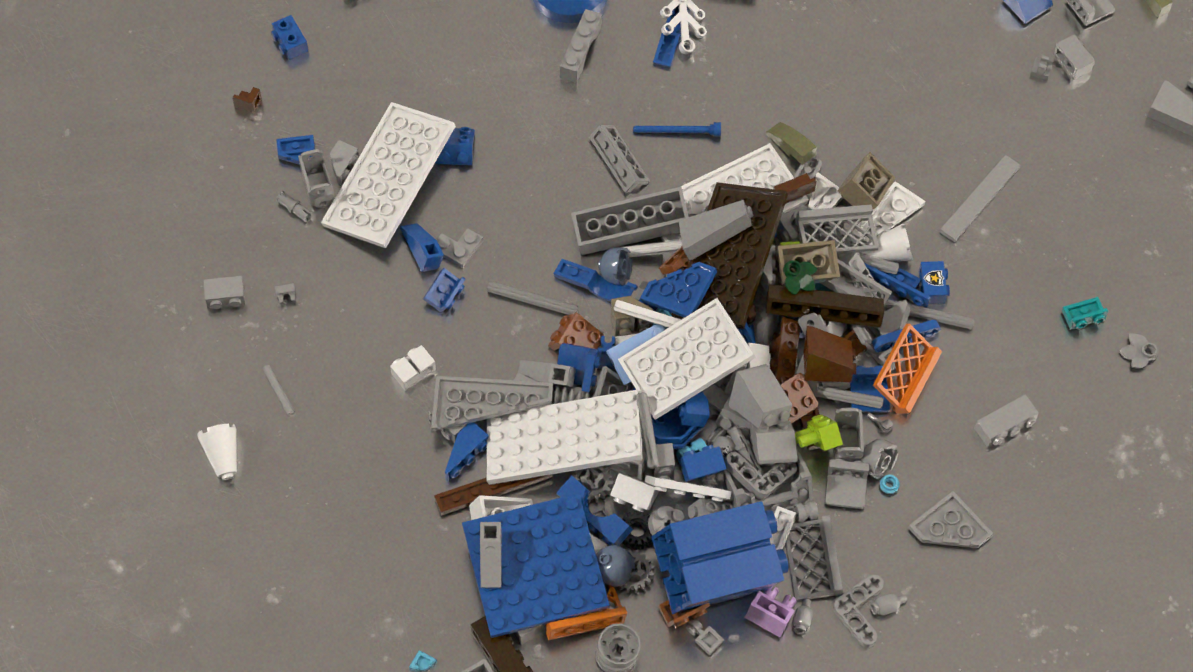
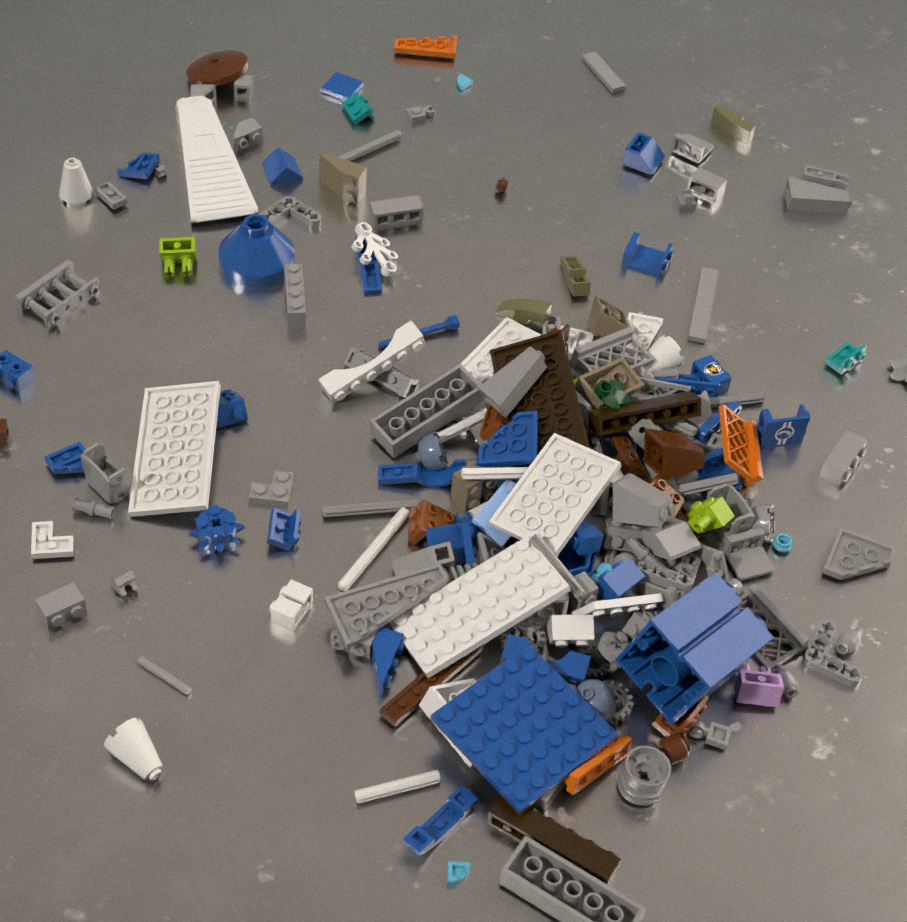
camera: 30 degrees left, 15 degrees down
(239, 226) = (46, 546): none -> white plate
(343, 160) = (121, 451): light grey slope -> none
(386, 269) = (216, 529): none -> blue brick
(414, 568) = (397, 786): none -> white axle
(423, 247) = (246, 499): blue slope -> none
(430, 616) = (442, 822): none -> blue slope
(490, 554) = (481, 727): light grey slope -> none
(513, 341) = (373, 549): none -> white axle
(644, 142) = (342, 382): none -> white arch
(661, 636) = (675, 748): none -> reddish brown head
(868, 118) = (575, 276): none -> olive slope
(955, 121) = (646, 258): none -> blue panel
(961, 371) = (782, 431): none -> blue panel

